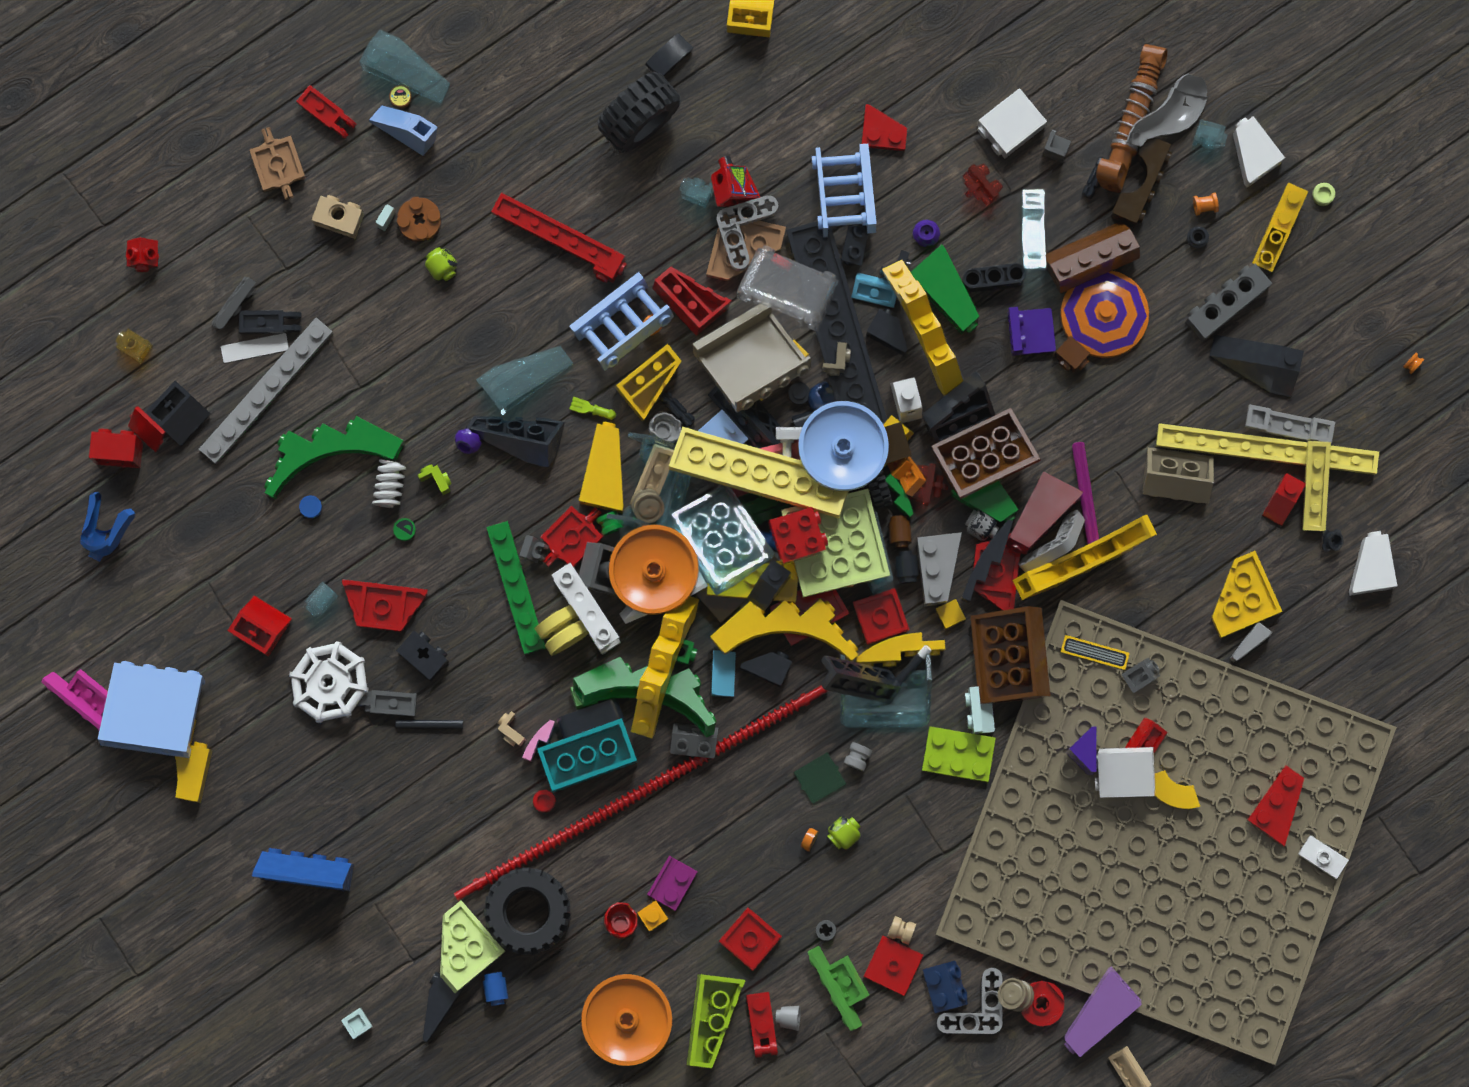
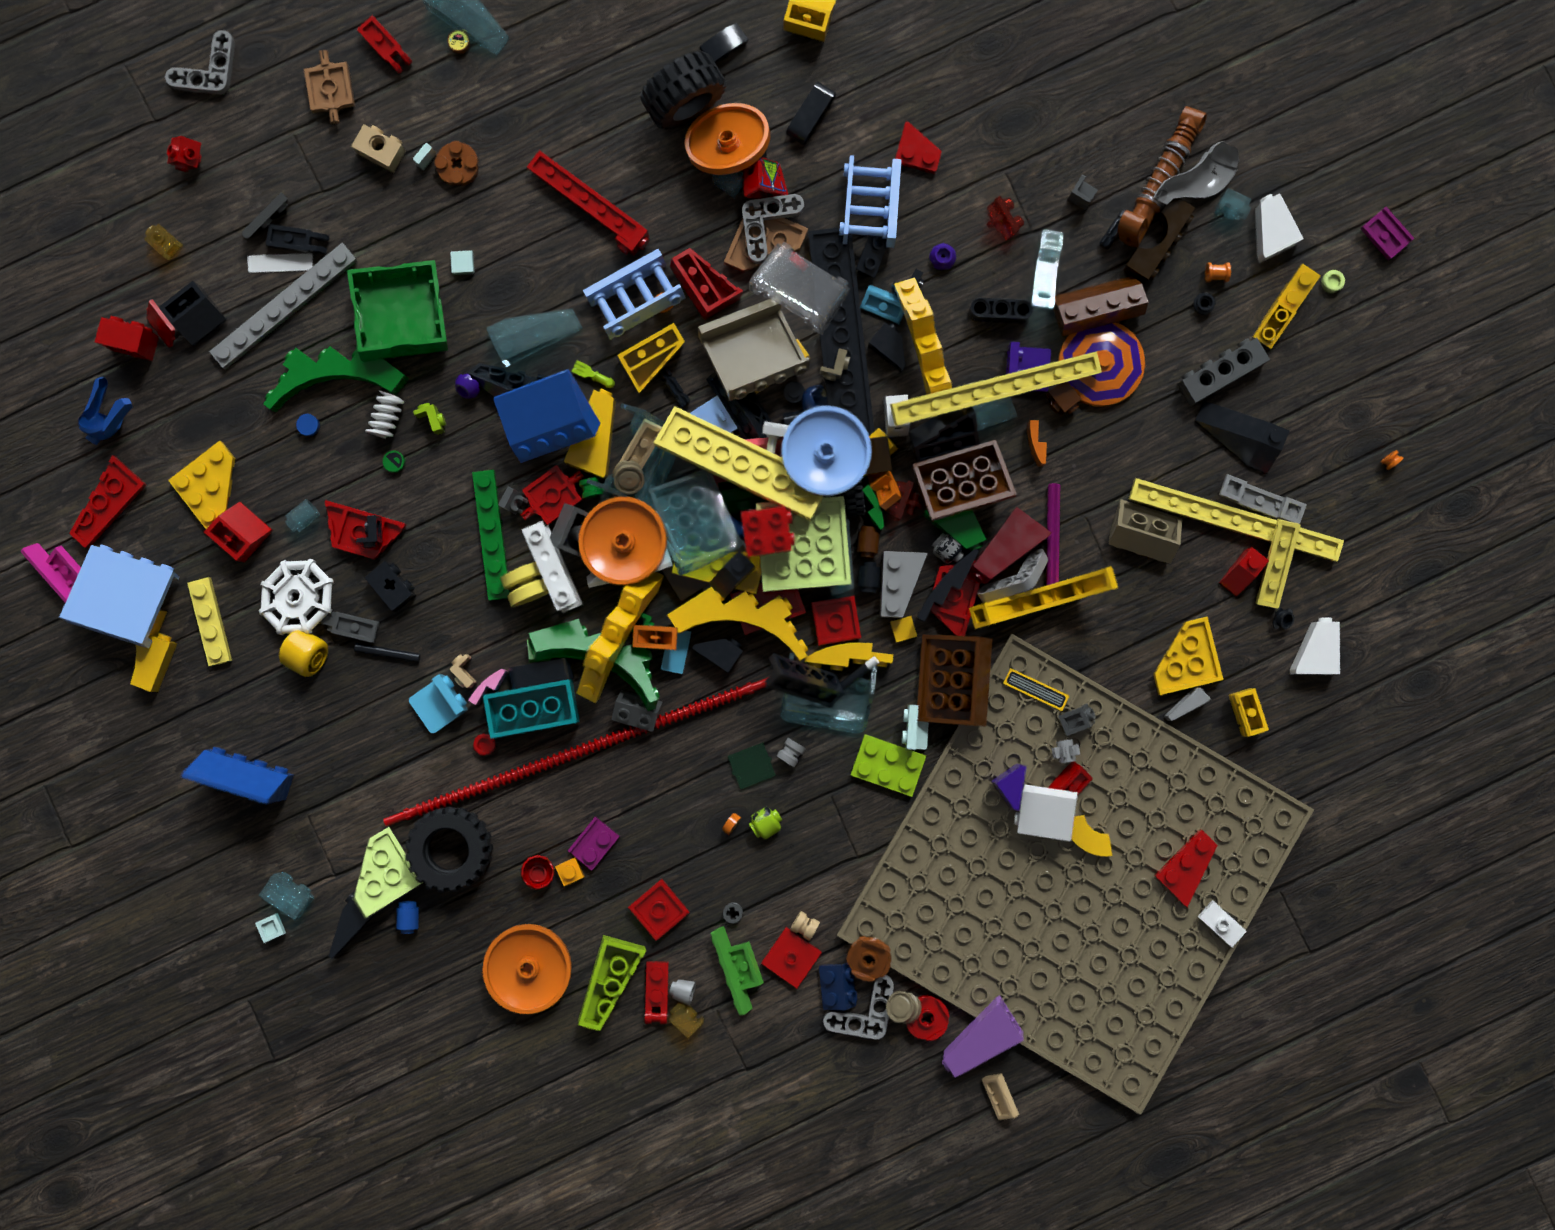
camera: 10 degrees right, 5 degrees up
(122, 612) = (113, 494): none -> red wing
(157, 169) = (214, 73): none -> light grey beam
(217, 583) = (206, 483): none -> yellow plate
(242, 722) = (209, 621): none -> light yellow plate
(346, 737) = (303, 653): none -> yellow head
(368, 986) = (287, 895): none -> clear light blue brick
(386, 376) = (397, 310): none -> green tile
(396, 599) = (373, 528): none -> black bracket
(406, 128) = (458, 72): medium blue slope -> none
(440, 317) = (462, 262): none -> light aqua tile
(441, 264) = (470, 210): lime head -> none
(491, 766) = (438, 703): none -> medium azure bracket
(555, 458) = (546, 416): none -> blue slope
(665, 427) = (659, 404): light grey hair -> none
(690, 151) = (727, 138): none -> orange dish
(702, 661) = (655, 637): none -> orange slope
(768, 111) = (810, 113): none -> black beam
(796, 1045) = (685, 1019): none -> clear yellow brick
(946, 290) = (953, 315): green slope -> none
(962, 958) = (869, 946): none -> dark orange plate
(1000, 377) = (994, 412): none -> clear light blue wing
(1001, 356) = (995, 388): none -> light yellow plate
(1011, 123) = (1043, 163): white brick -> none
(1055, 410) = (1037, 448): none -> orange slope
(1135, 708) = (1066, 751): none -> light grey gear
(1312, 639) = (1248, 712): none -> yellow brick
(1369, 137) = (1387, 233): none -> magenta plate

